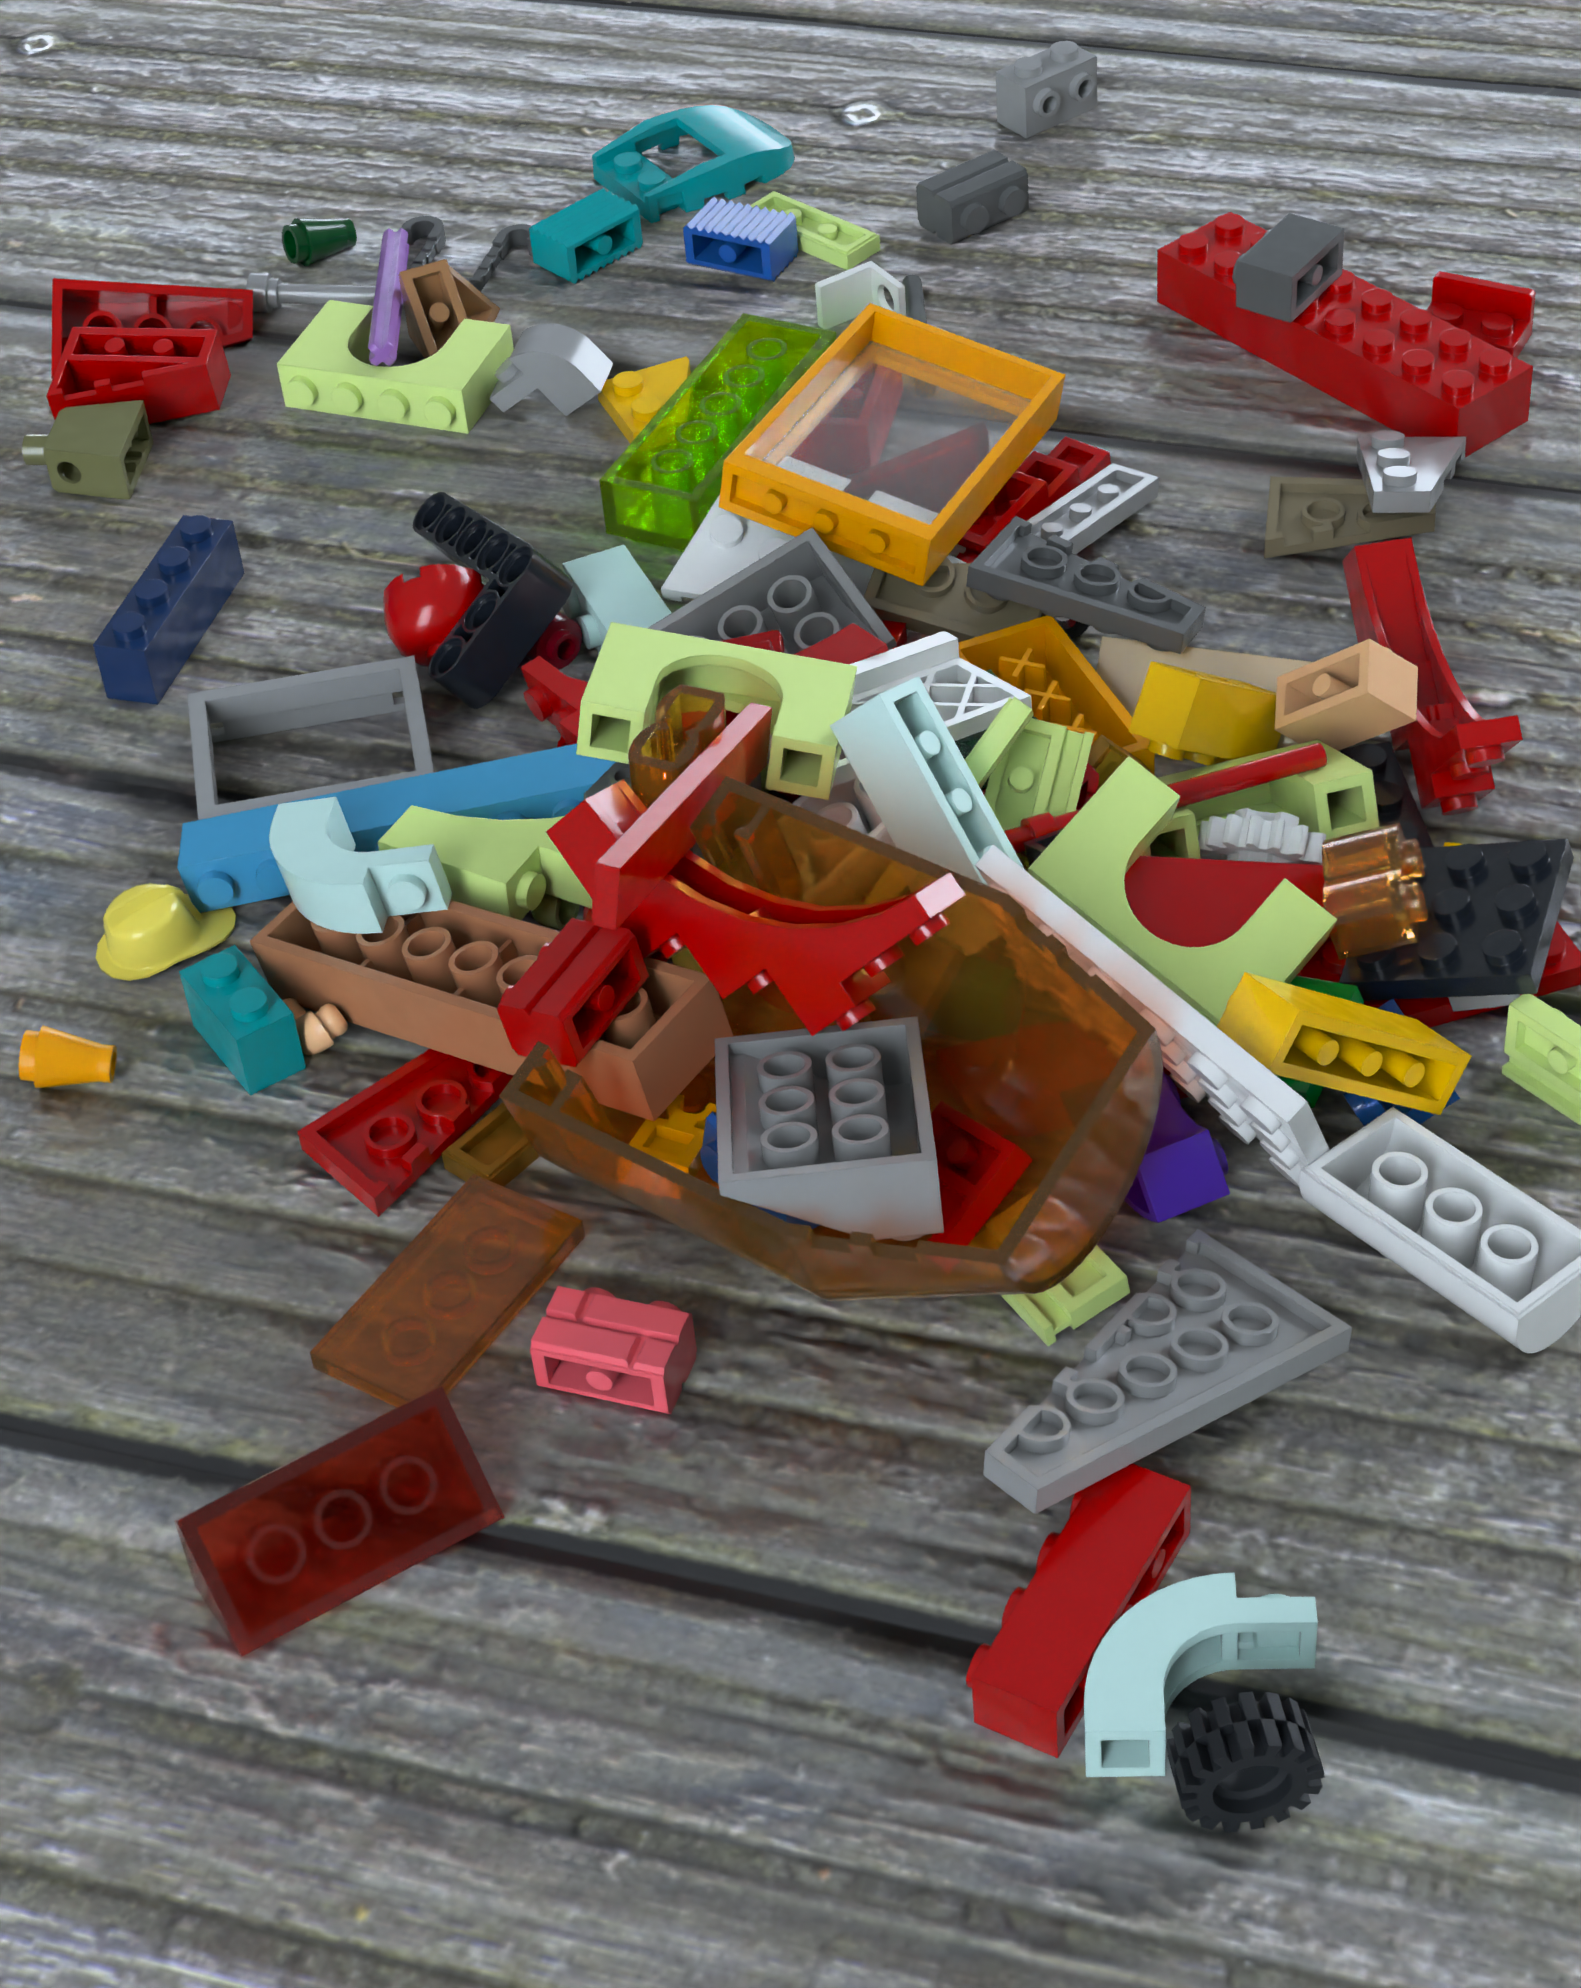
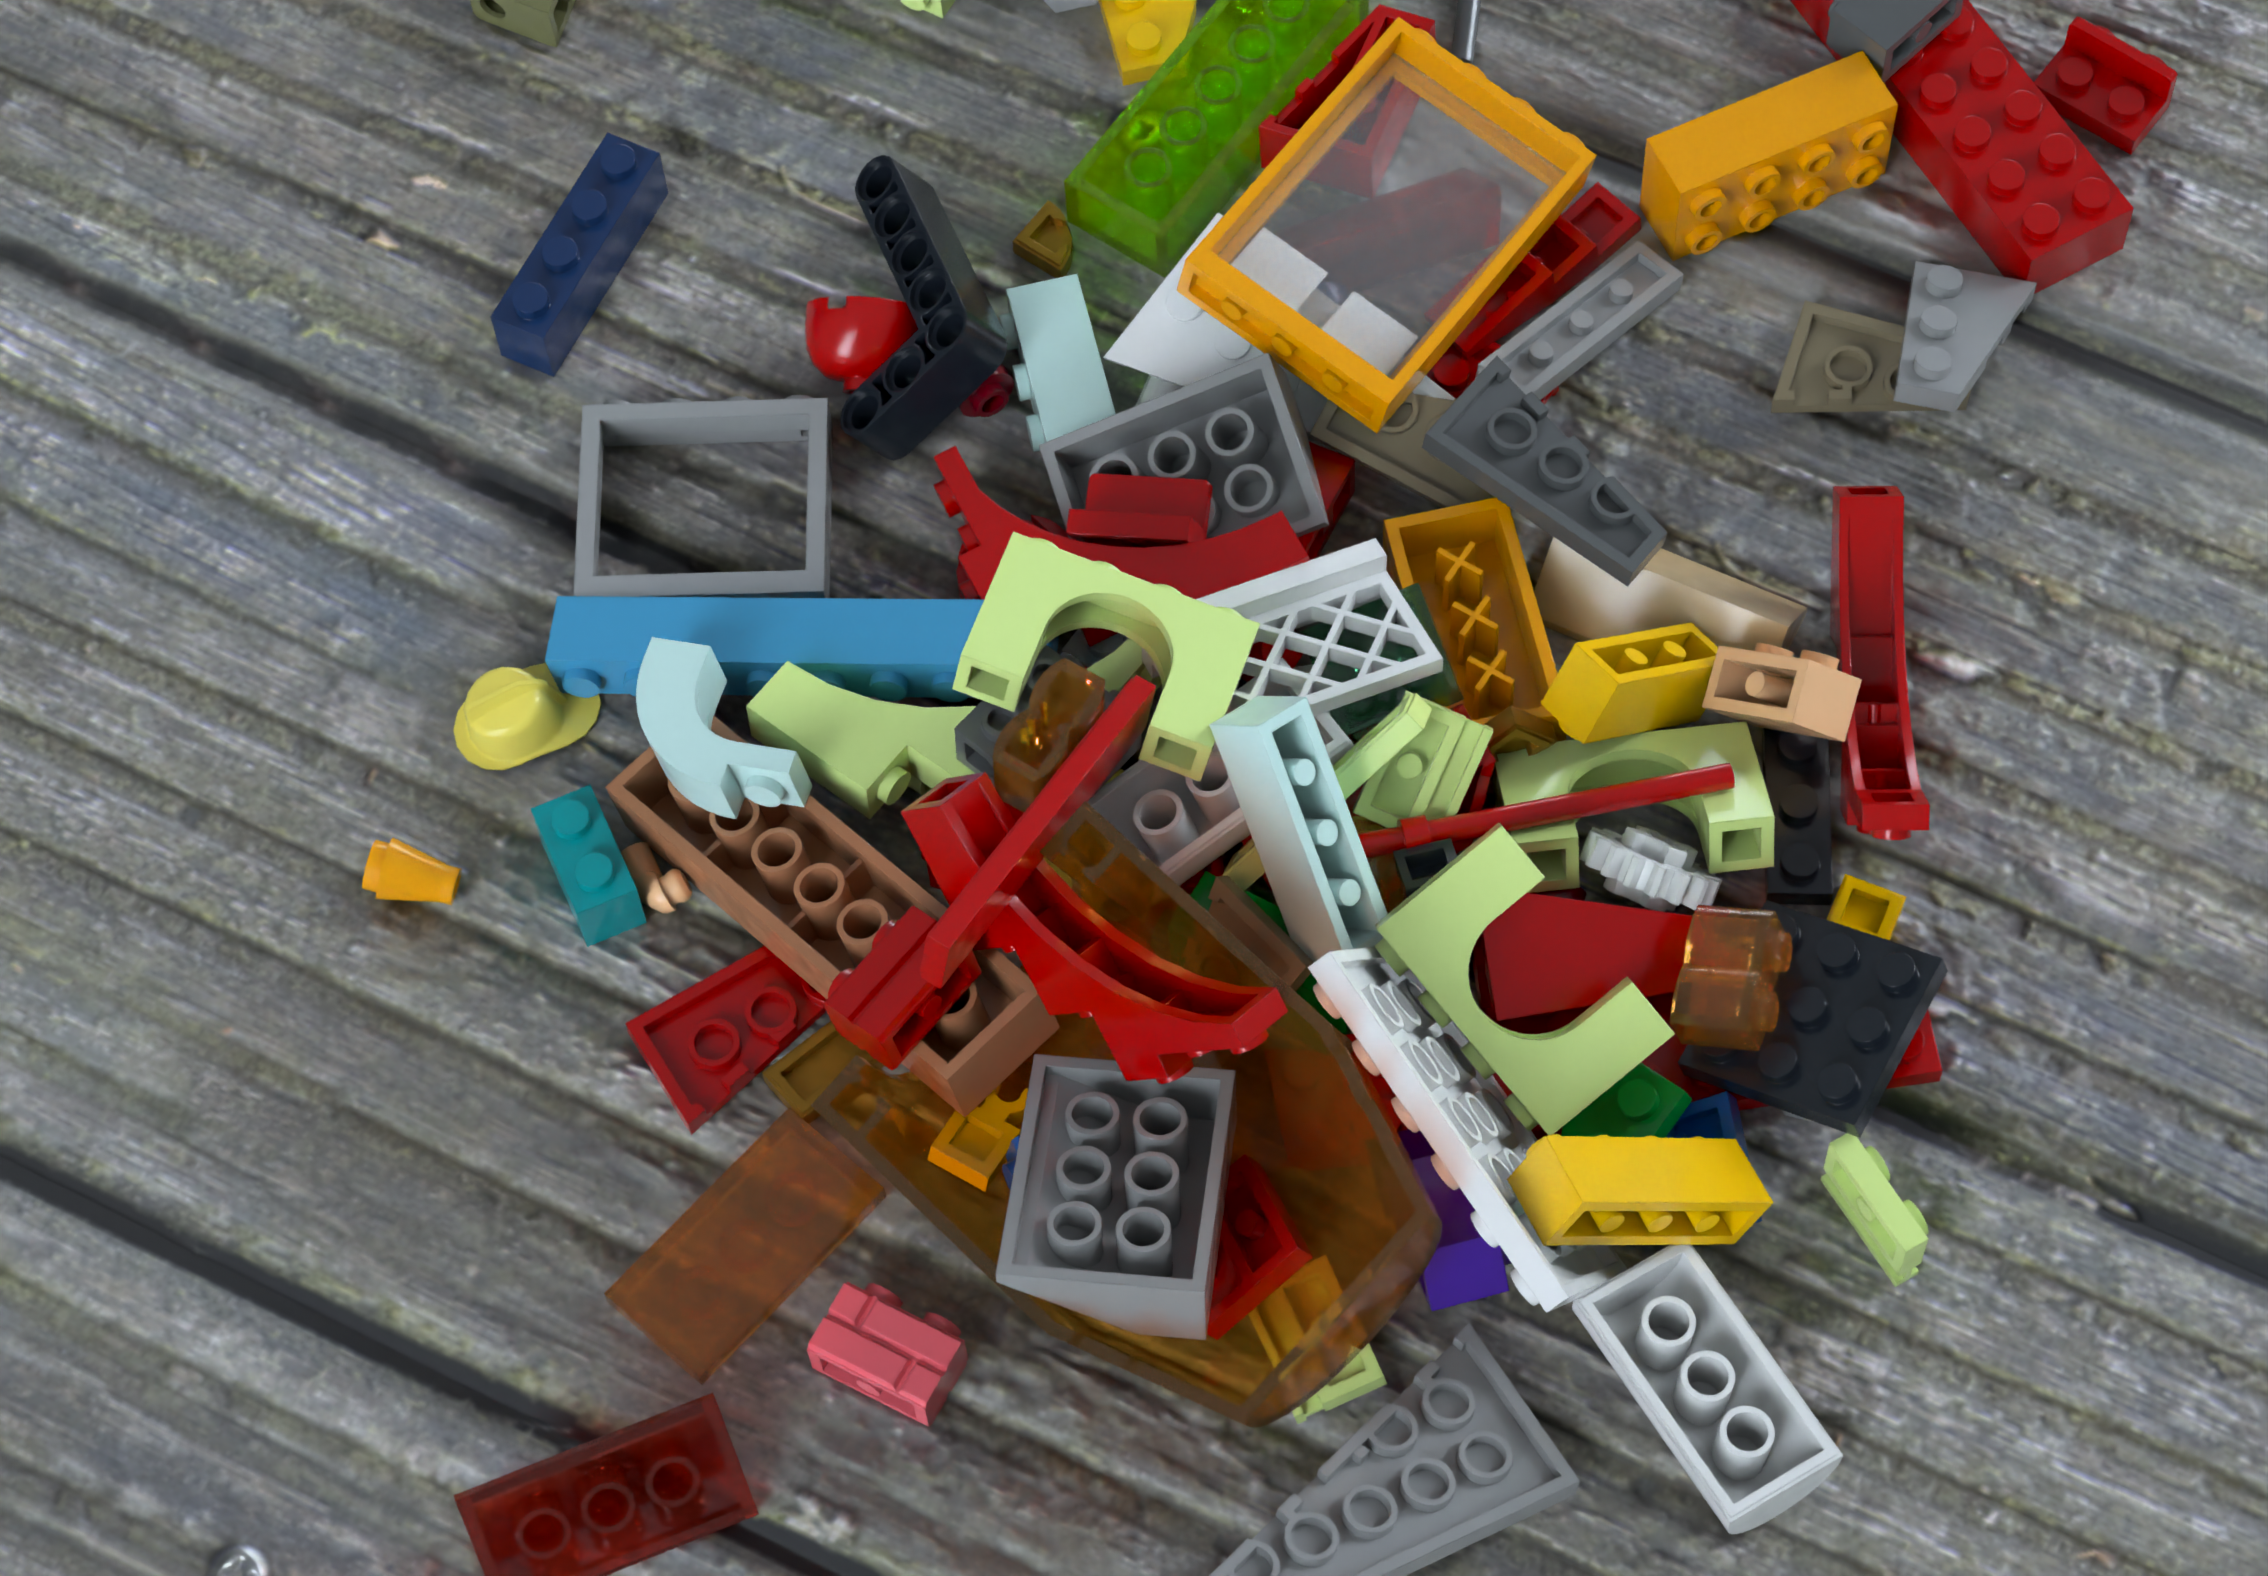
camera: 10 degrees right, 20 degrees up
(586, 541) = (1046, 241): none -> pearl gold tile
(1208, 385) = (1767, 156): none -> light orange brick

